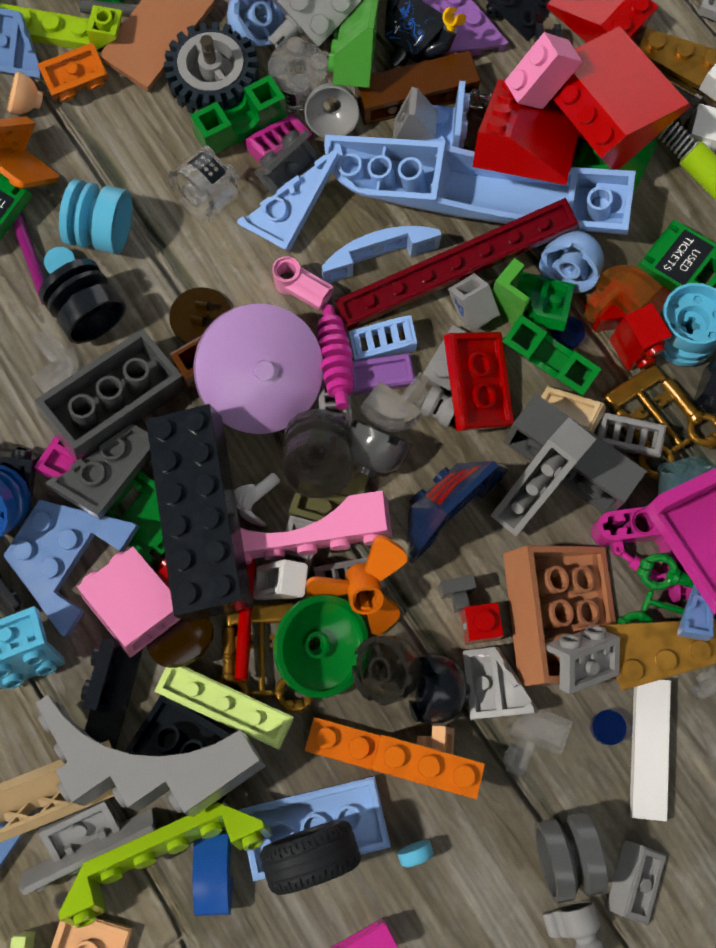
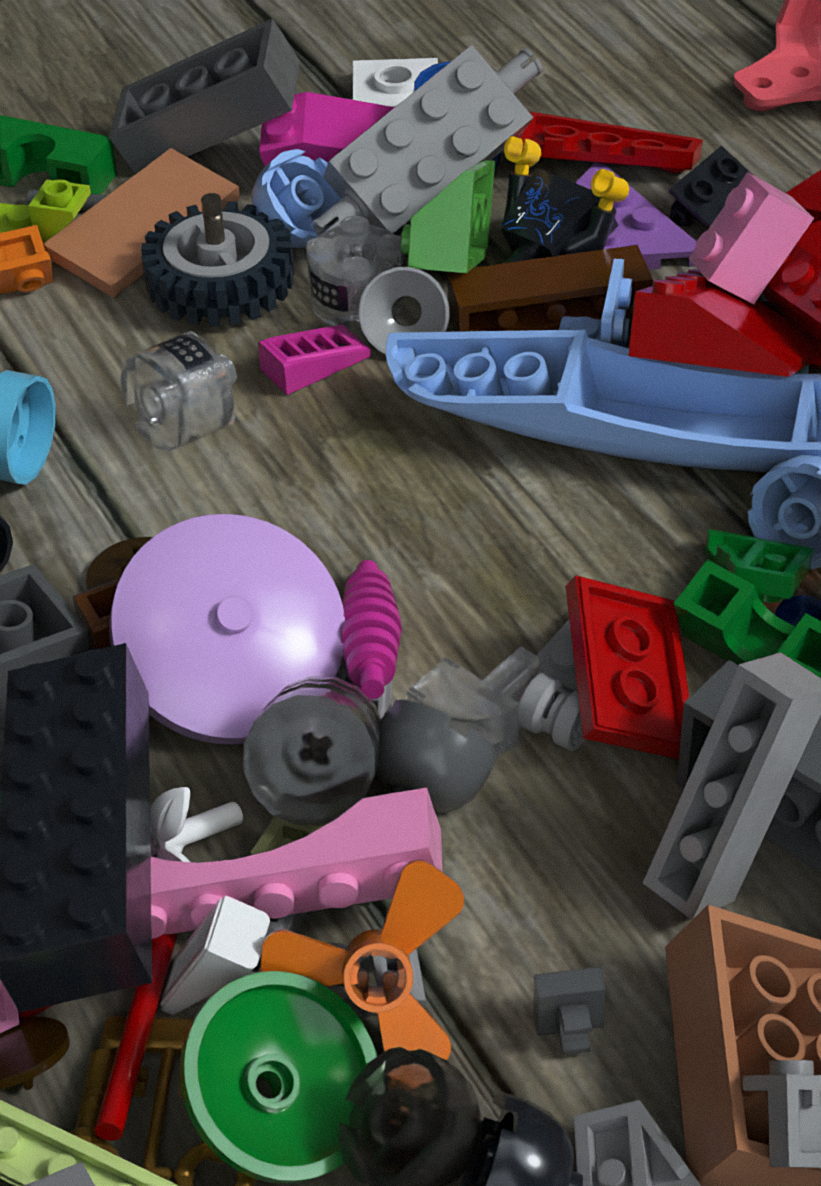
camera: 10 degrees right, 30 degrees down
(260, 108) = (291, 302): green arch -> none
(284, 214) = (320, 426): light blue wing -> none
(291, 159) = (322, 375): dark grey bracket -> none
(302, 285) = (323, 529): bright pink piece -> none
(390, 326) = (493, 617): light blue slope -> none
(393, 371) = (475, 655): medium lavender tile -> none
(415, 118) = (545, 305): light grey slope -> none
(415, 238) = (463, 483): light blue slope -> none
(445, 499) = (589, 787): dark blue wedge -> none
(457, 263) = (596, 505): dark red tile -> none
(474, 301) = (629, 554): light grey brick -> none
(481, 623) = (614, 1060): red brick -> none
(509, 300) = (687, 535): bright green panel -> none

